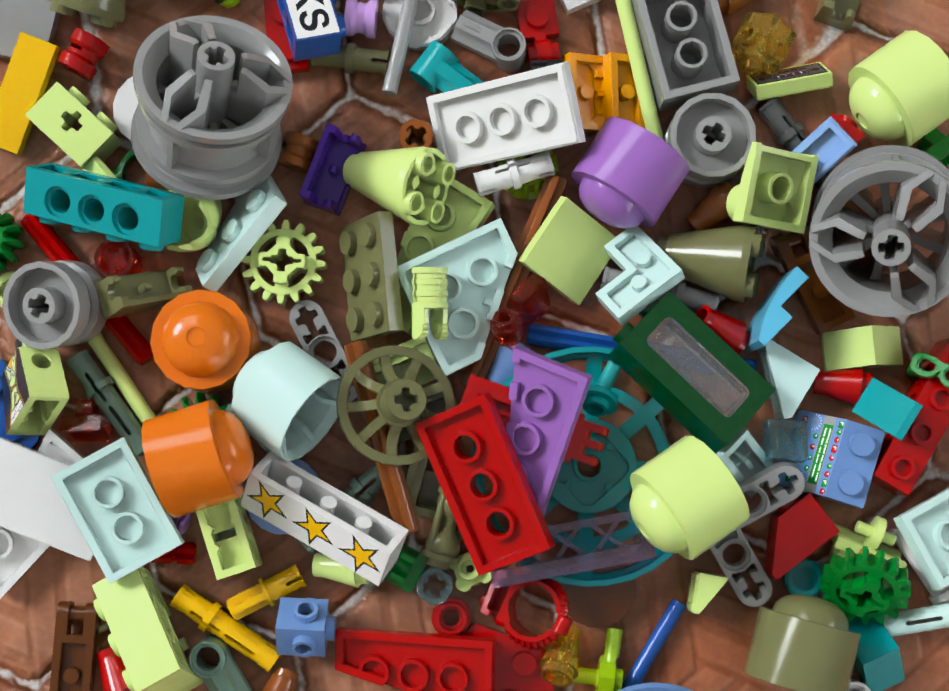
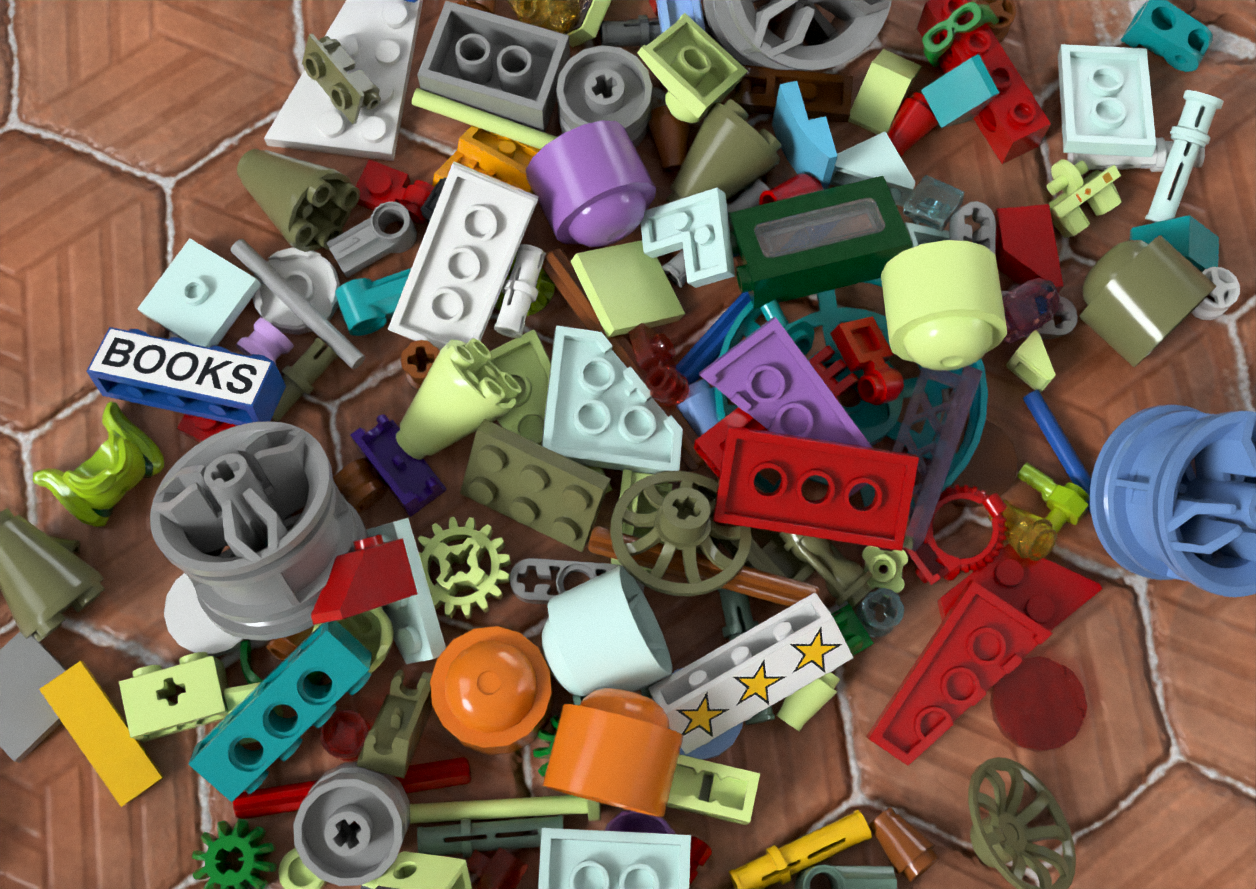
camera: 60 degrees left, 10 degrees down
(83, 54) = (106, 642): red wheel -> none
(216, 204) = (365, 580): none -> red slope
(265, 592) = (787, 790): yellow axle -> none
(304, 627) = (847, 768): medium blue brick -> none
(430, 292) = (600, 436): yellowish green hinge -> none
(451, 604) = (930, 609): red plate -> none
(623, 456) = (867, 349): none -> red plate
(738, 562) = (1029, 307): none -> clear pink rock
(803, 578) = (1074, 266): teal tile -> none
(839, 459) = (981, 164): medium blue slope -> none
(866, 585) = (1113, 210): green gear -> none

